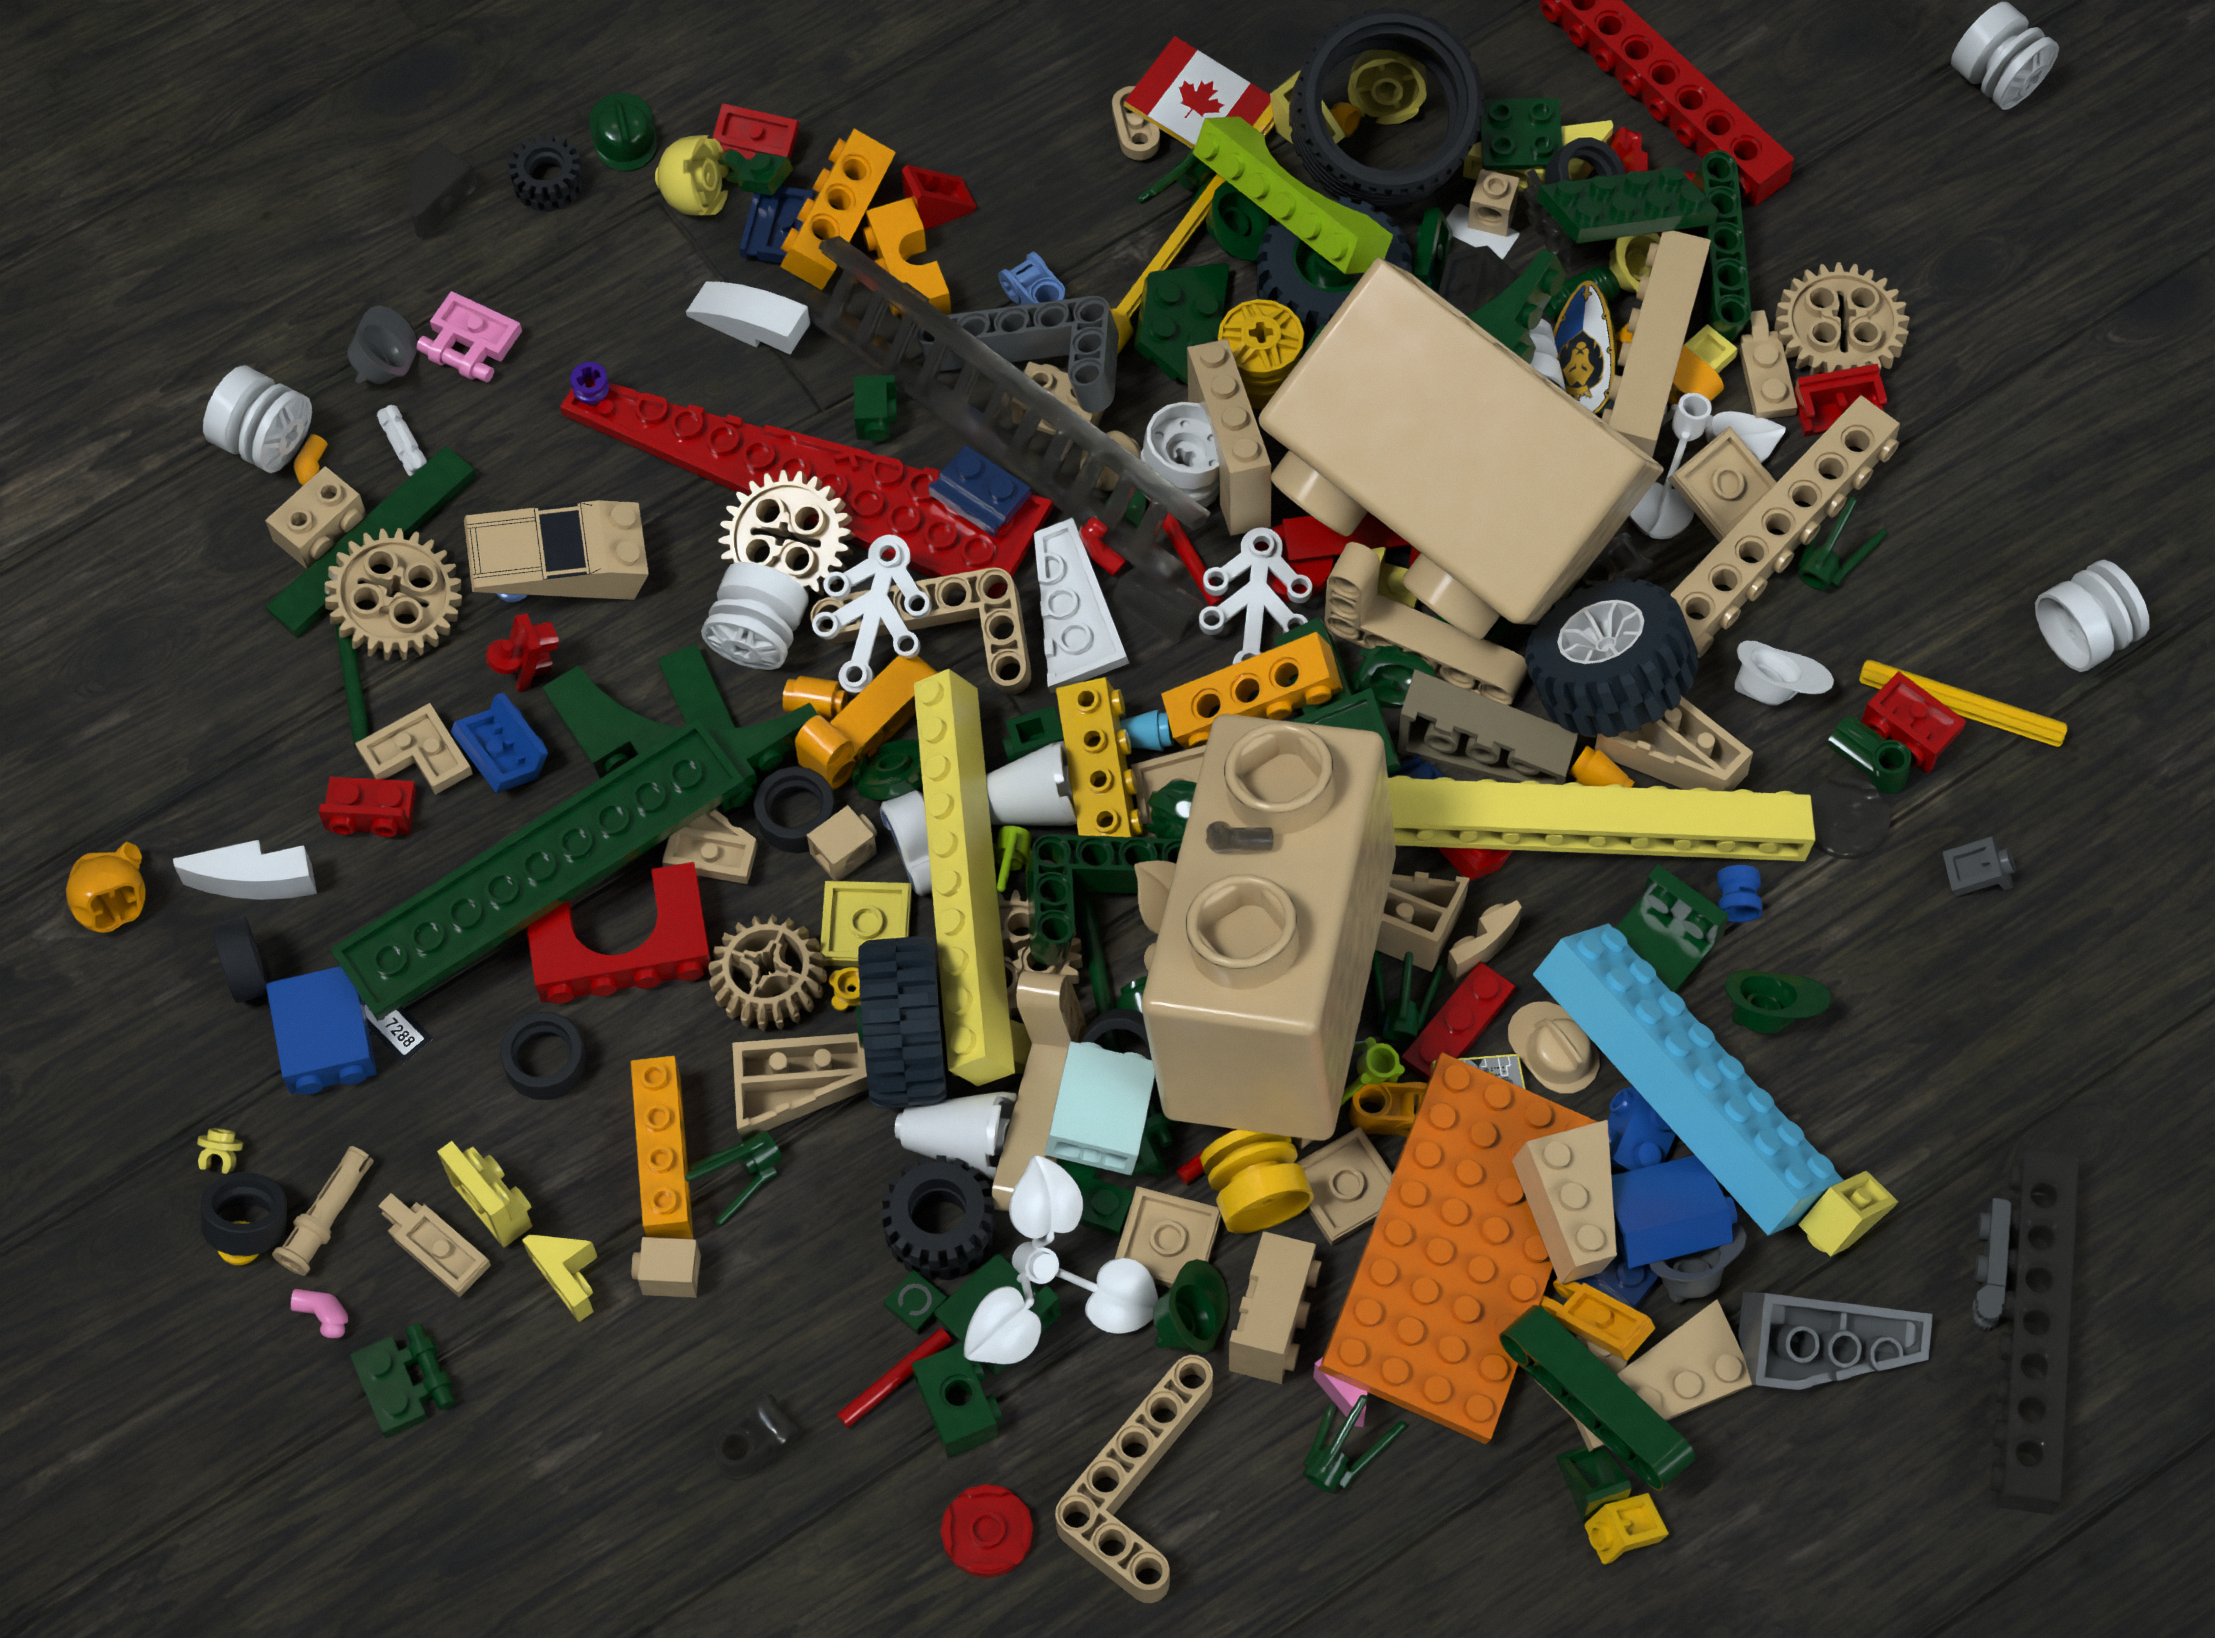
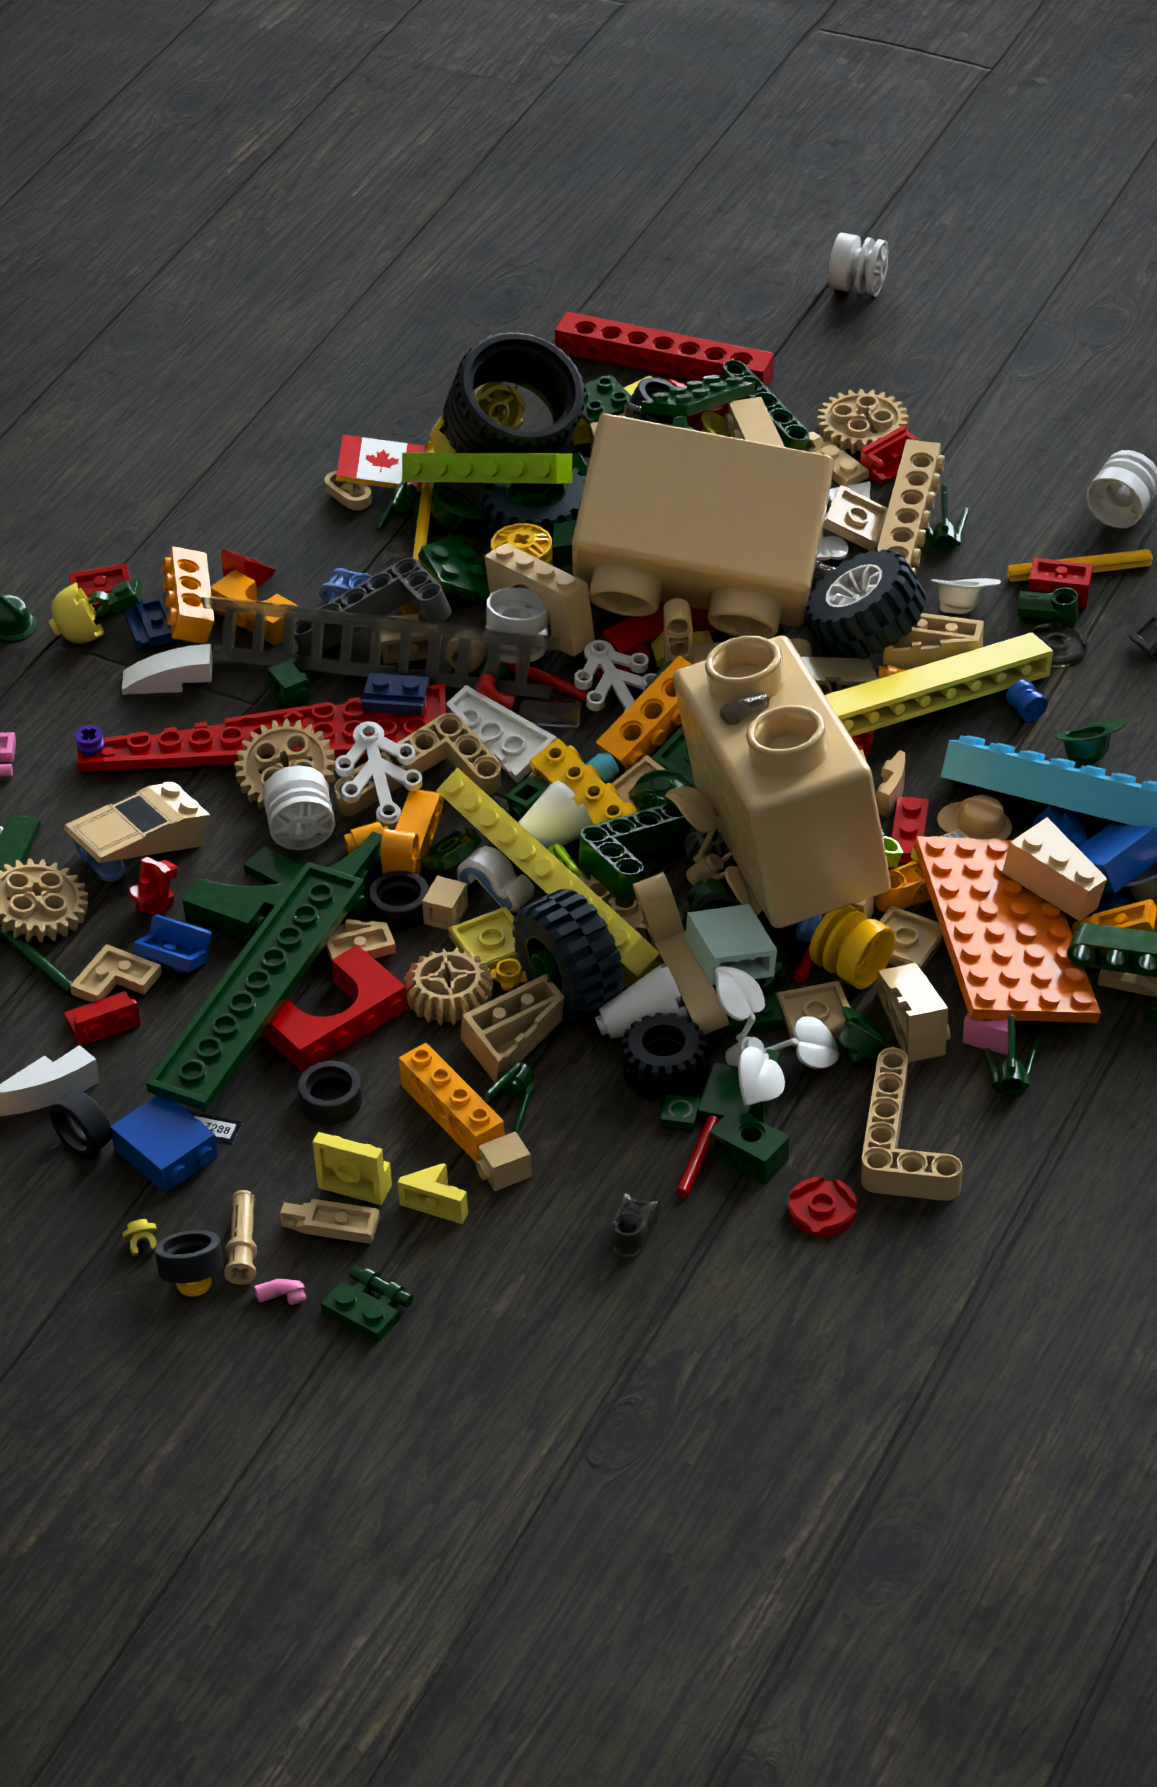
camera: 30 degrees left, 20 degrees down
(1672, 927) = (1002, 720): dark green bracket -> none

